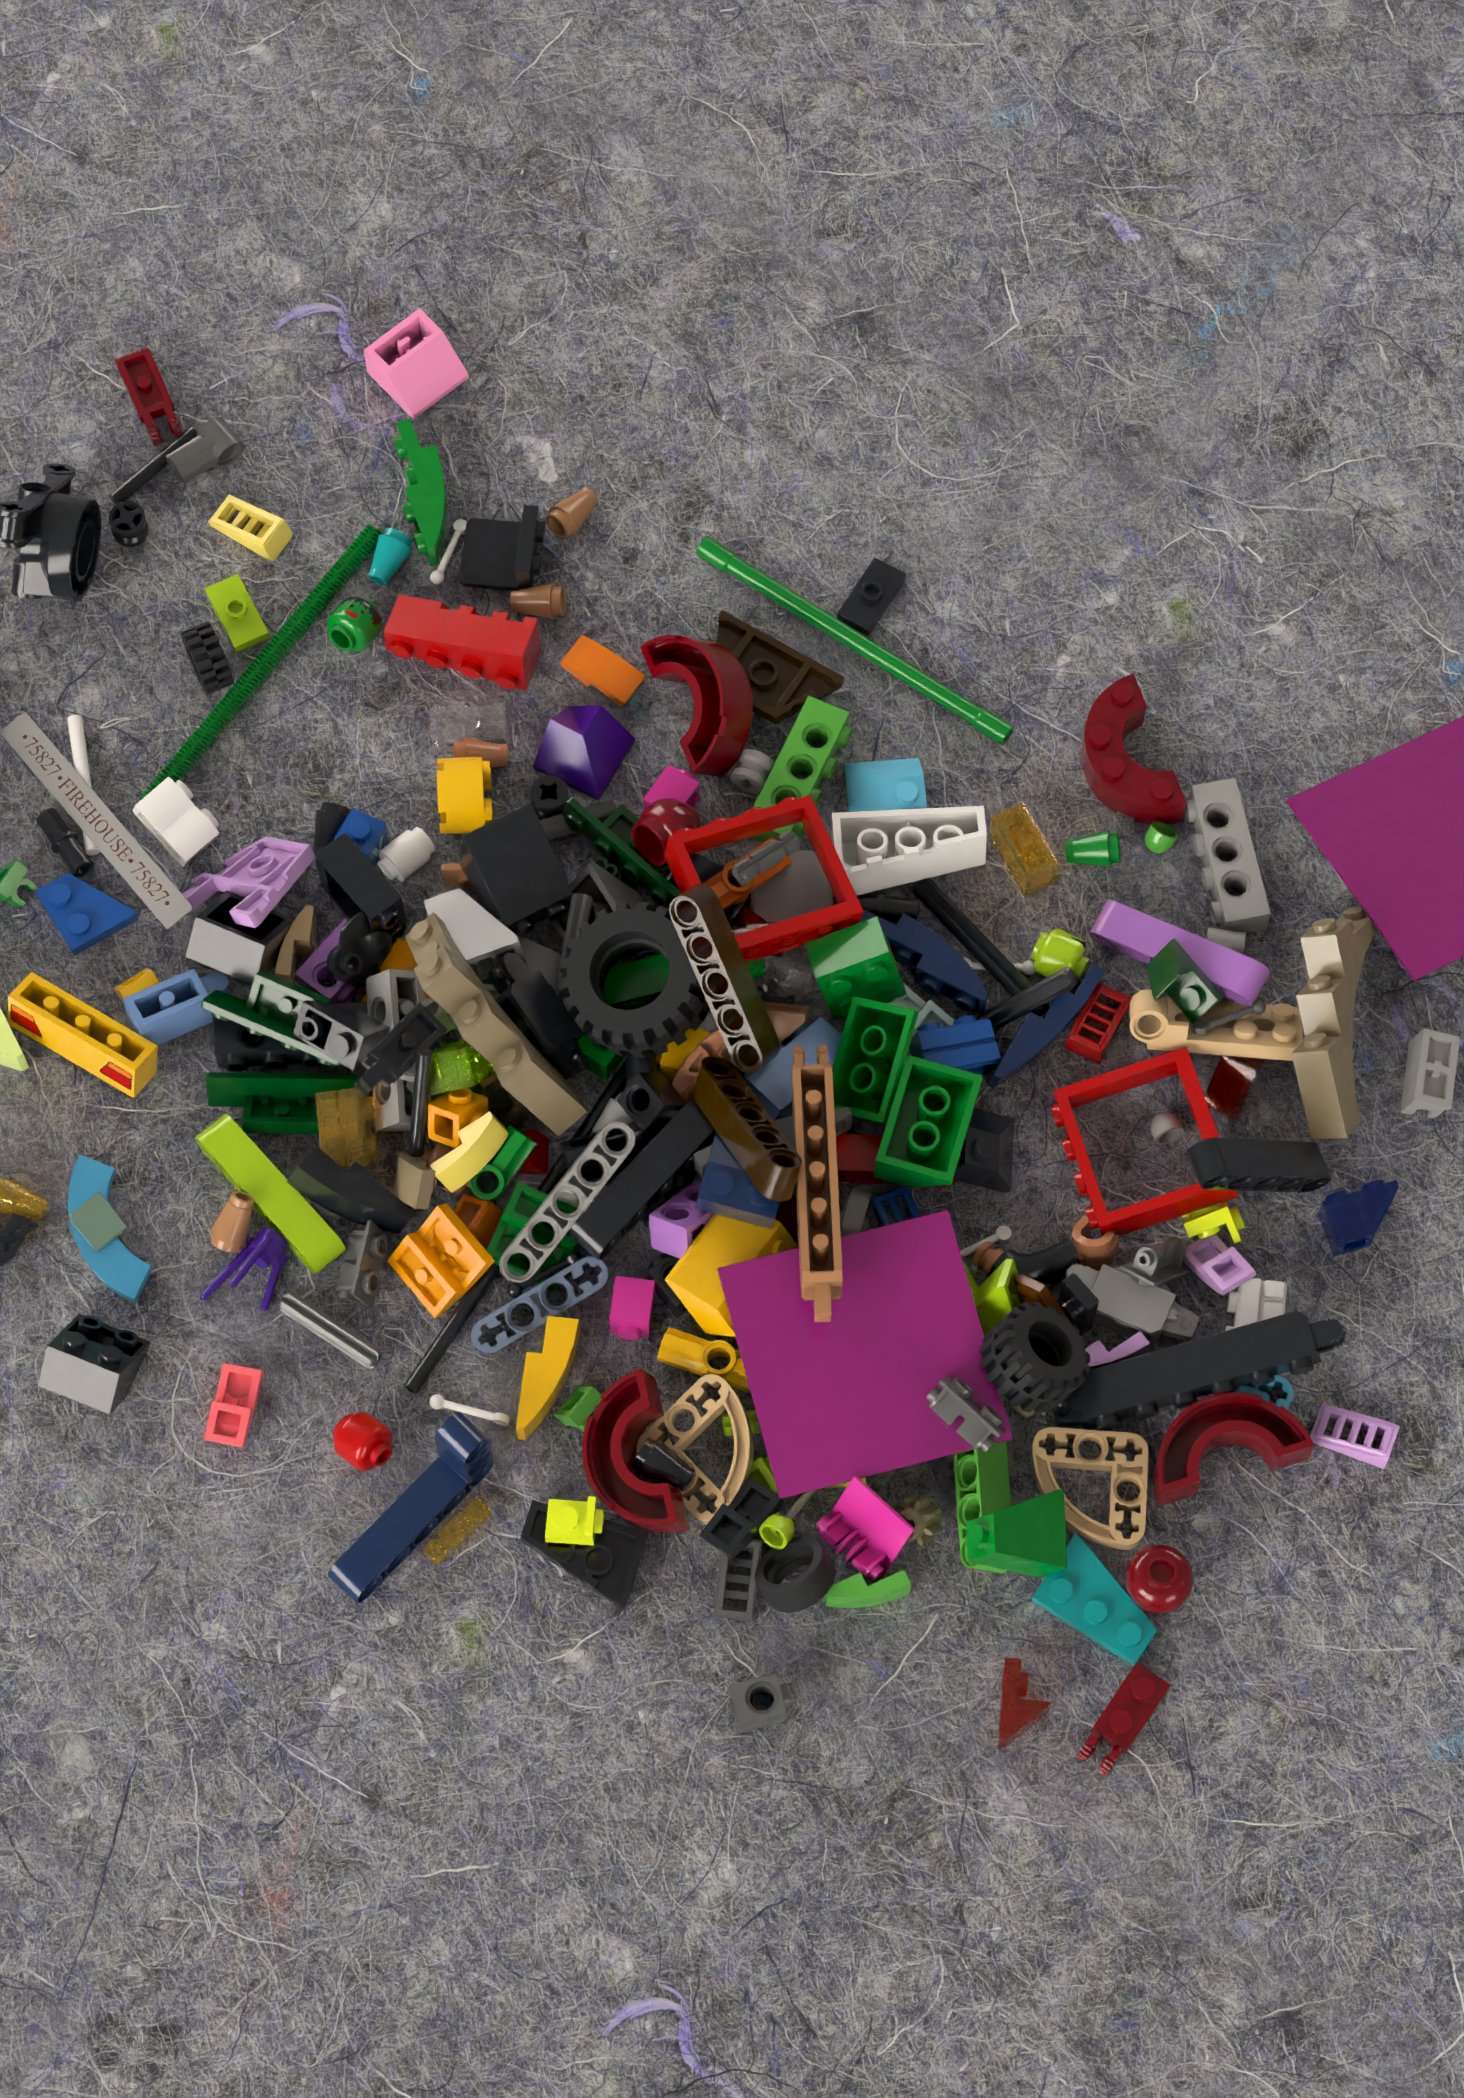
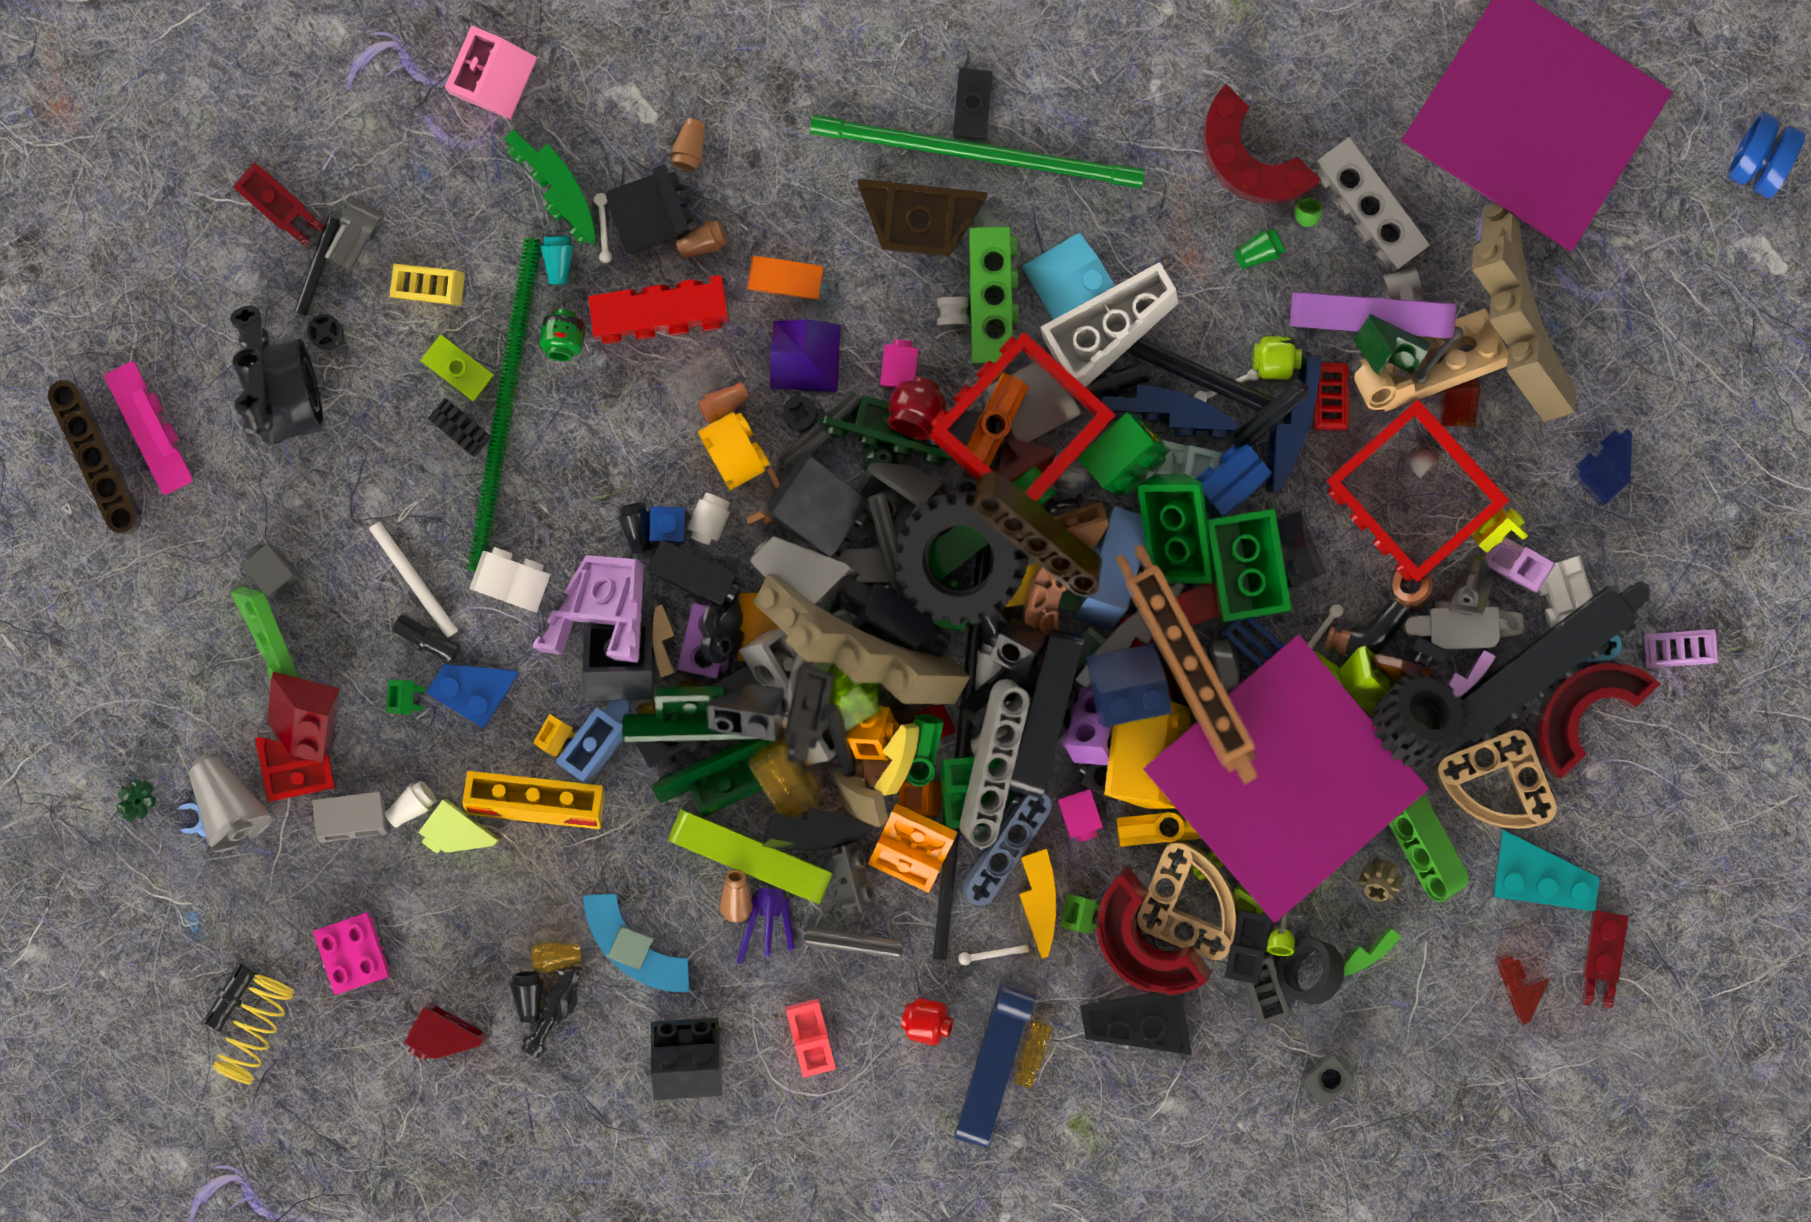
camera: 30 degrees left, 20 degrees up
(96, 820) = (442, 608): light grey sticker -> none
(573, 1521) = (1122, 1010): neon yellow bracket -> none
(663, 1465) = (1169, 934): black cone -> none
(719, 694) = (894, 259): dark red brick -> none
(747, 1128) = (1113, 648): dark brown beam -> none
(766, 857) = (1019, 410): dark grey axle -> none
(866, 1529) = (1347, 908): dark pink hinge -> none
(979, 1421) = (1403, 793): dark grey hinge -> none
(1022, 1537) = (1468, 858): green slope -> none
(1024, 849) = (1206, 280): clear yellow brick -> none
(1159, 1579) = (1586, 840): dark red piece -> none
(1258, 1165) = (1521, 476): black beam -> none
(1430, 1073) = (1612, 319): light grey hinge -> none

